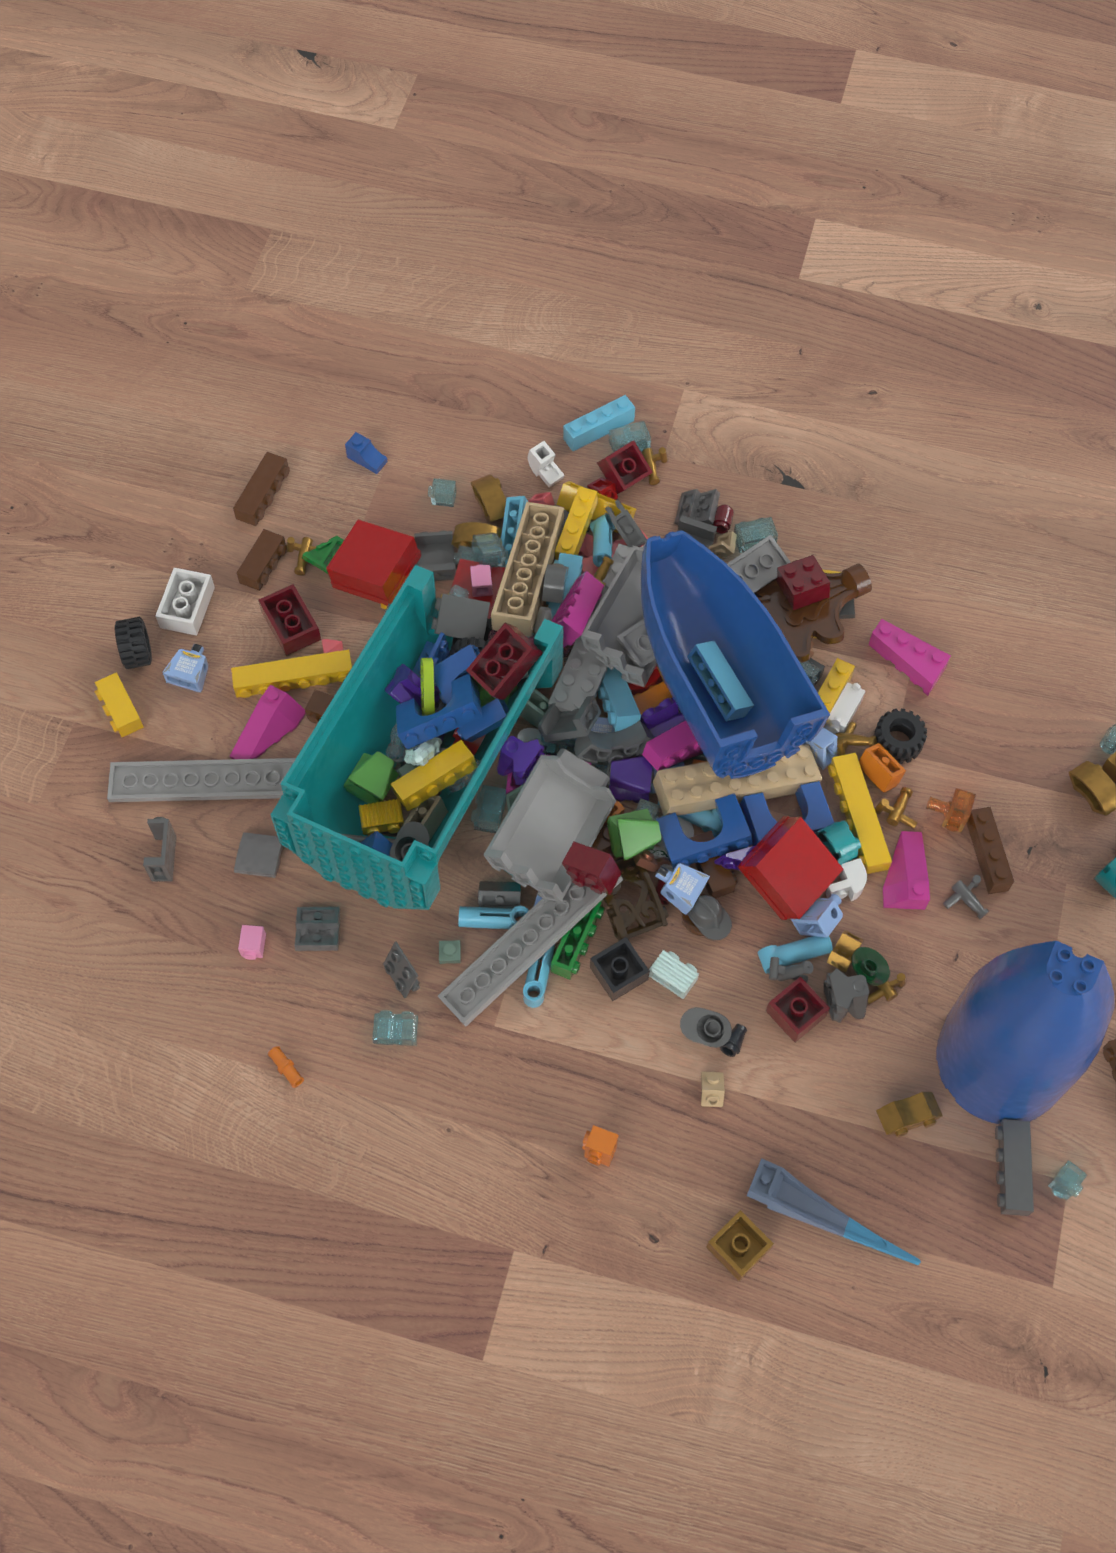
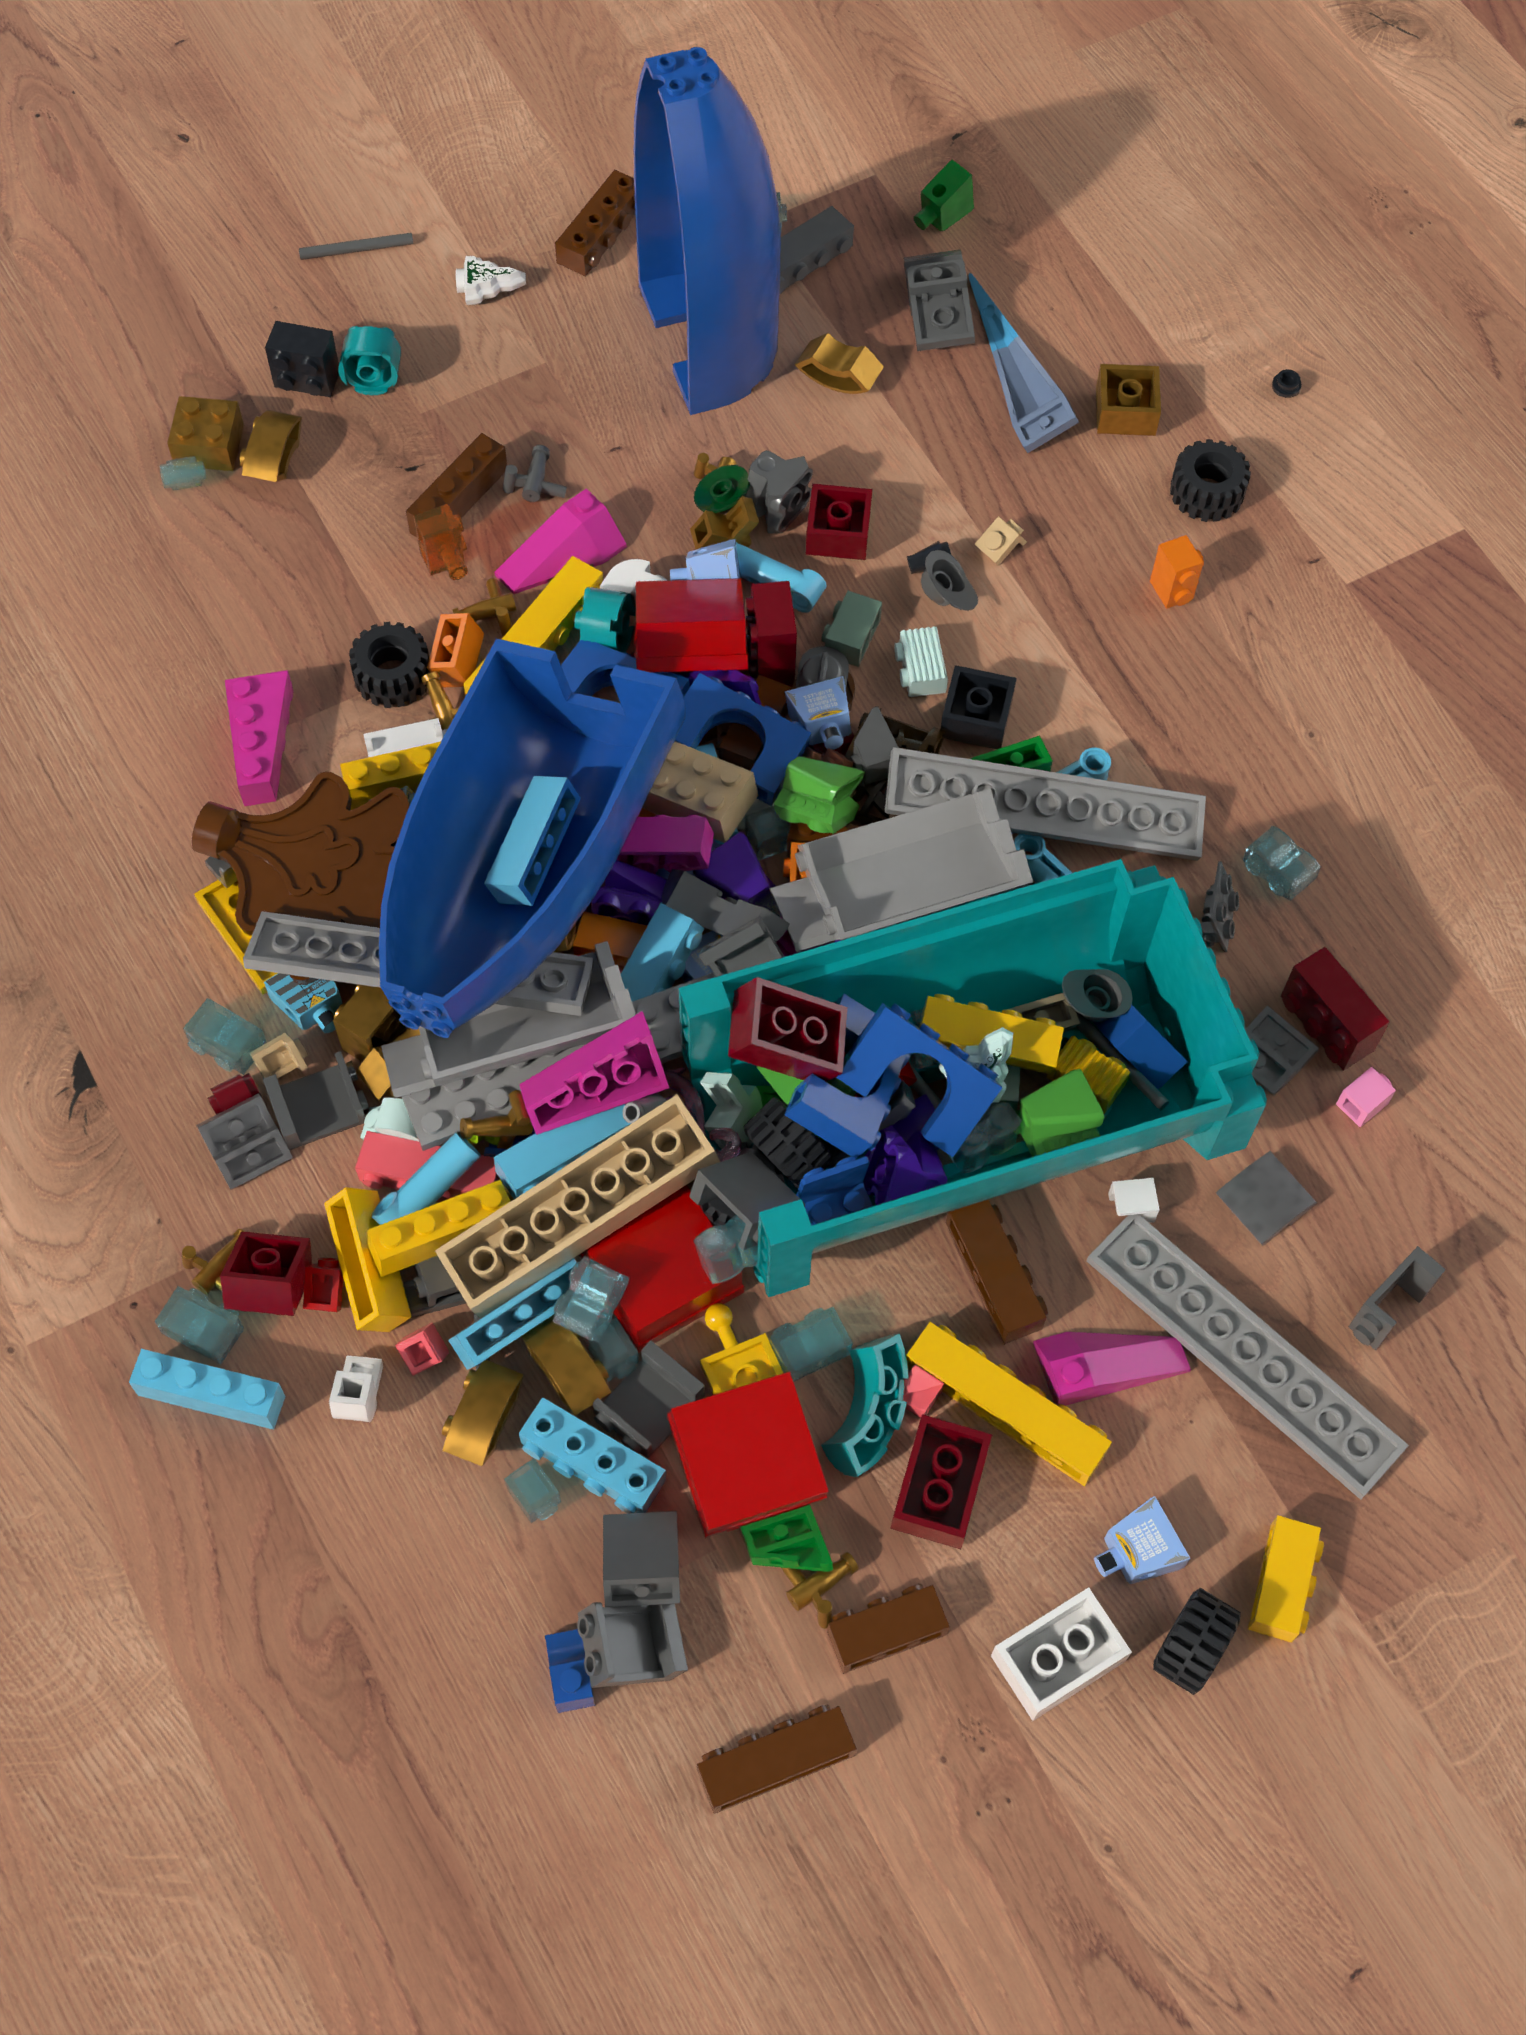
camera: 135 degrees left, 0 degrees up
(285, 1067) = (1441, 931): orange pin -> none
(301, 963) = (1334, 1009): none -> dark red brick
(341, 622) = (875, 1406): none -> teal brick
(351, 472) = (631, 1644): none -> dark grey panel
(377, 498) = (640, 1559): none -> dark grey panel
(427, 686) = (898, 1123): lime beam -> none
(434, 518) = (592, 1457): none -> medium azure brick
(481, 580) = (651, 1257): bright pink brick -> none
(554, 583) = (574, 1136): dark grey brick -> none
(591, 868) = (925, 765): dark red brick -> none
(627, 526) = (377, 1170): dark grey hinge -> none
(636, 885) = (873, 748): none -> dark grey slope
(650, 1216) = (1213, 462): none -> black tyre
(671, 1363) = (1287, 383): none -> black plate
(726, 960) = (853, 626): none -> sand green brick
(749, 900) = (771, 632): none -> dark red brick
(792, 972) = (804, 550): dark grey piece -> none
(803, 582) = (284, 870): dark red brick -> none
(912, 1210) = (939, 300): none -> dark grey piece
(987, 1293) = (946, 198): none -> green torso

